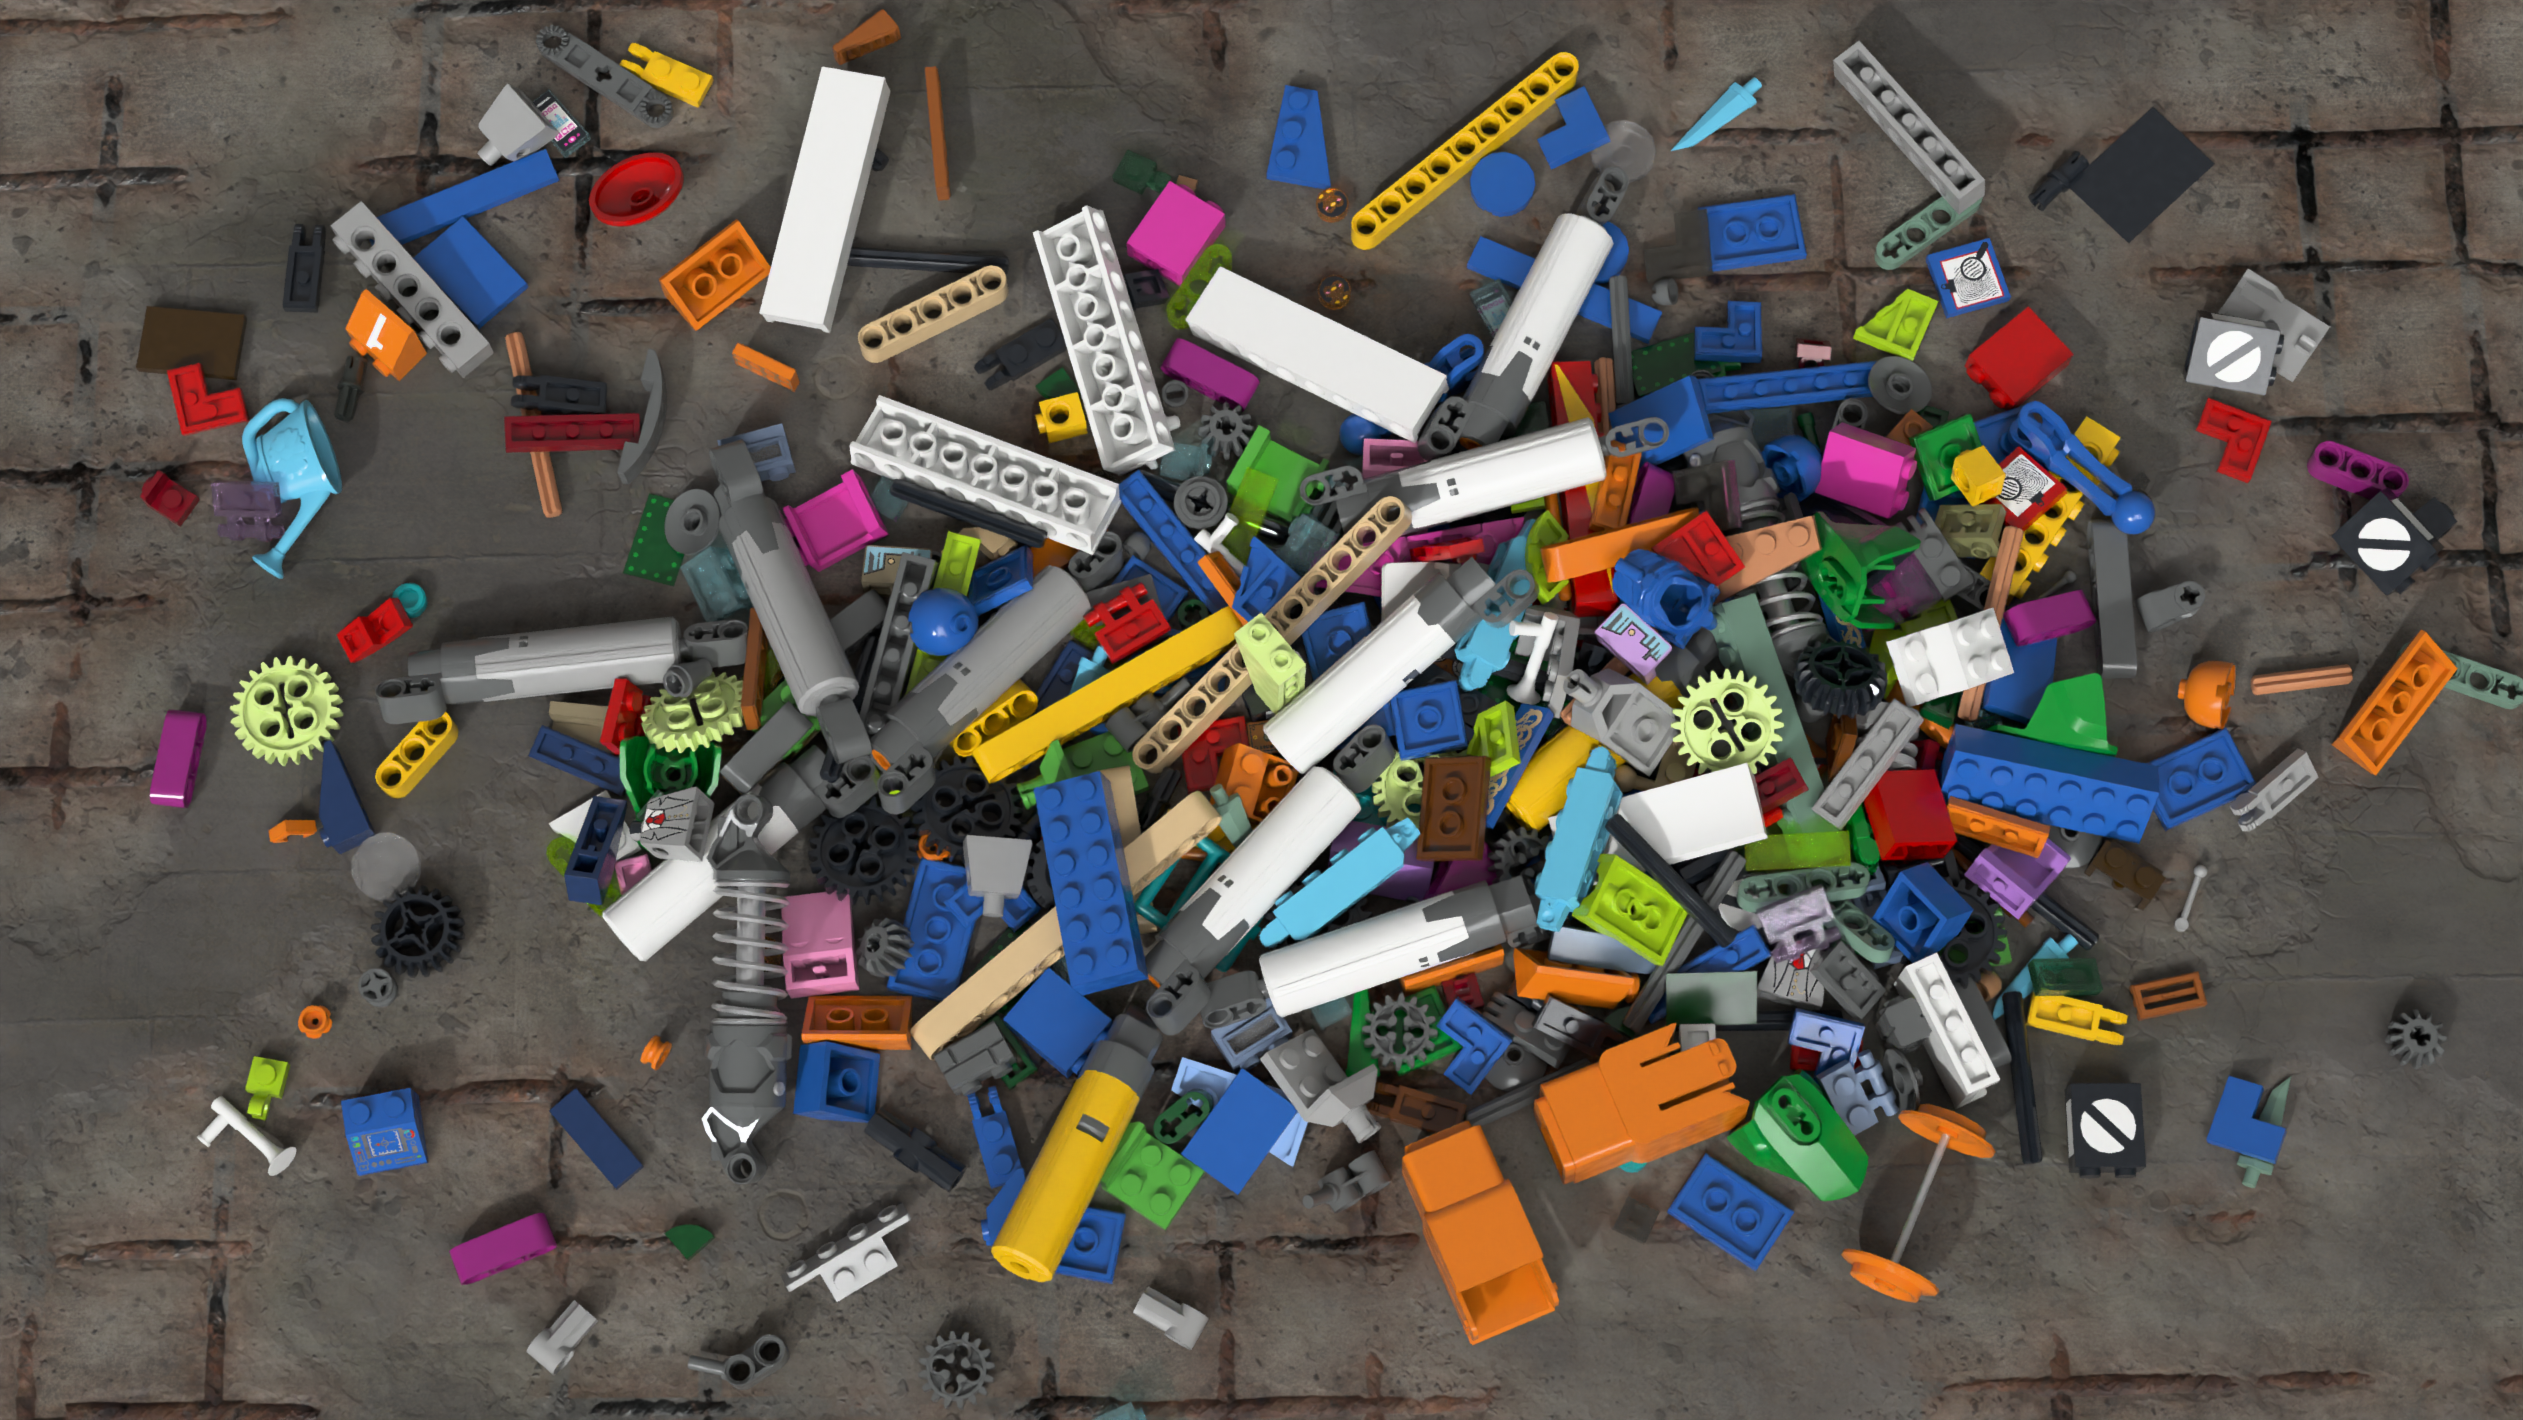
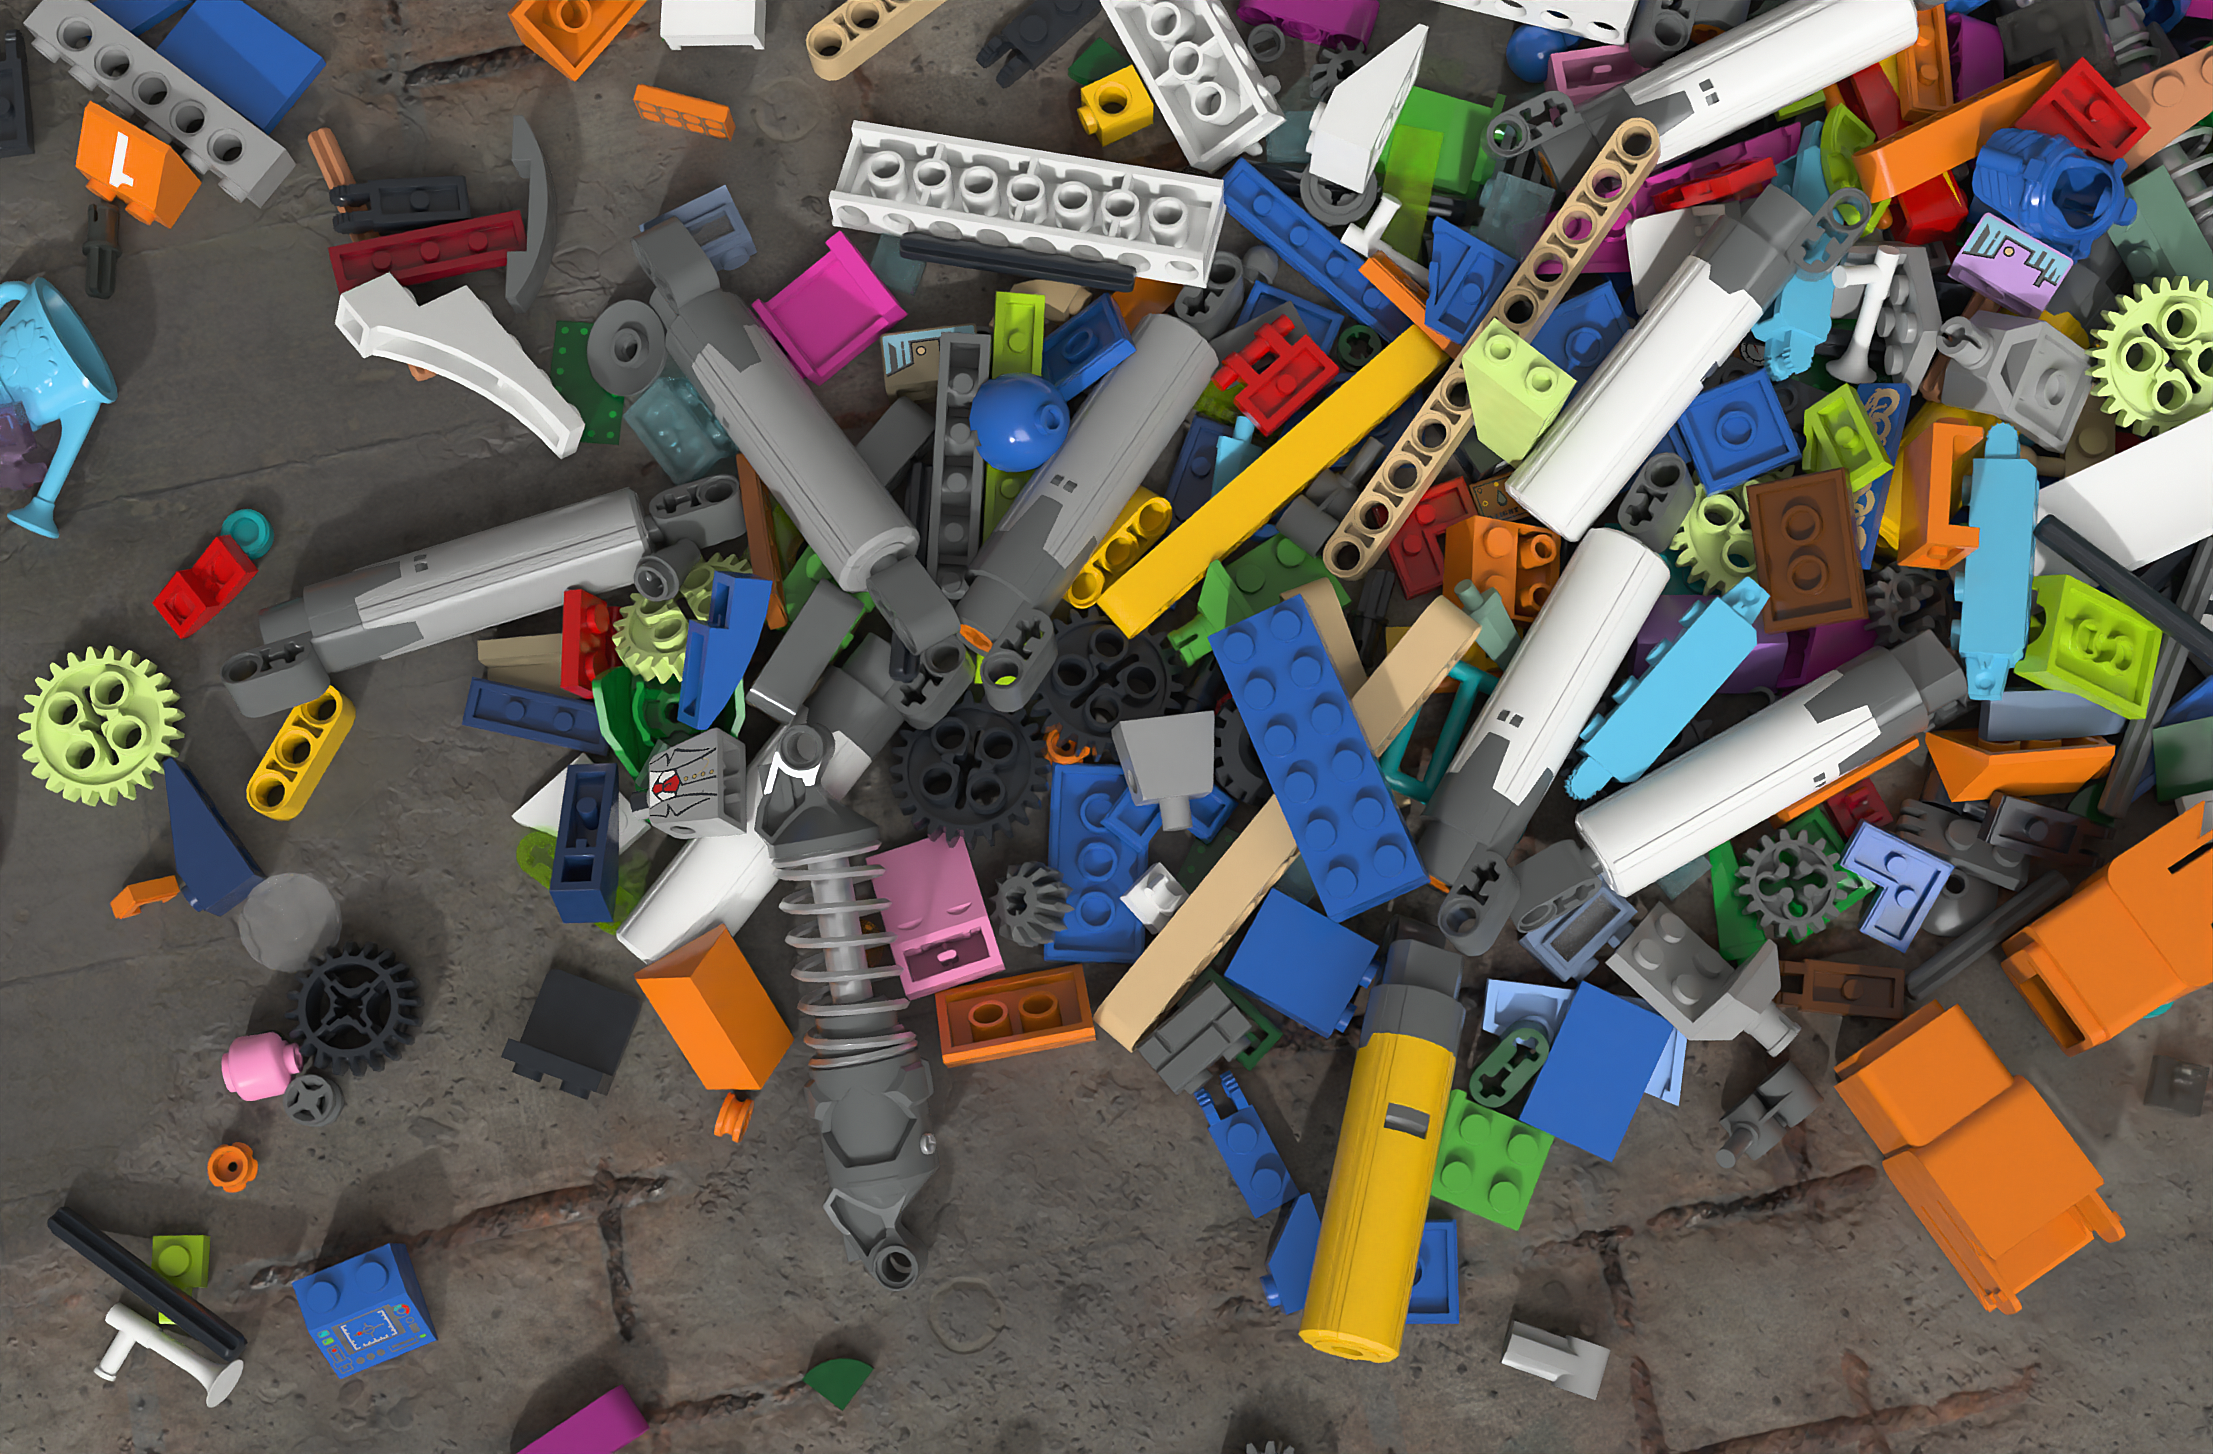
camera: 10 degrees left, 5 degrees up
(245, 1084) = (147, 1284): none -> black axle
(348, 956) = (261, 1065): none -> bright pink head
(561, 977) = (575, 1034): none -> black bracket
(583, 498) = (461, 342): none -> white arch
(596, 1138) = (674, 1258): dark blue tile -> none
(631, 871) = (645, 863): bright pink tile -> none
(659, 978) = (717, 1012): none -> orange slope
(711, 733) = (722, 646): none -> blue slope
(836, 1082) = (1002, 1111): blue slope -> none
(853, 1259) = (1080, 1362): bracket -> none
(915, 1150) = (1136, 1186): black piece -> none
(968, 959) = (1155, 898): none -> white tile
(1223, 455) = (1362, 113): none -> white slope
(1533, 818) = (1924, 529): none -> orange panel

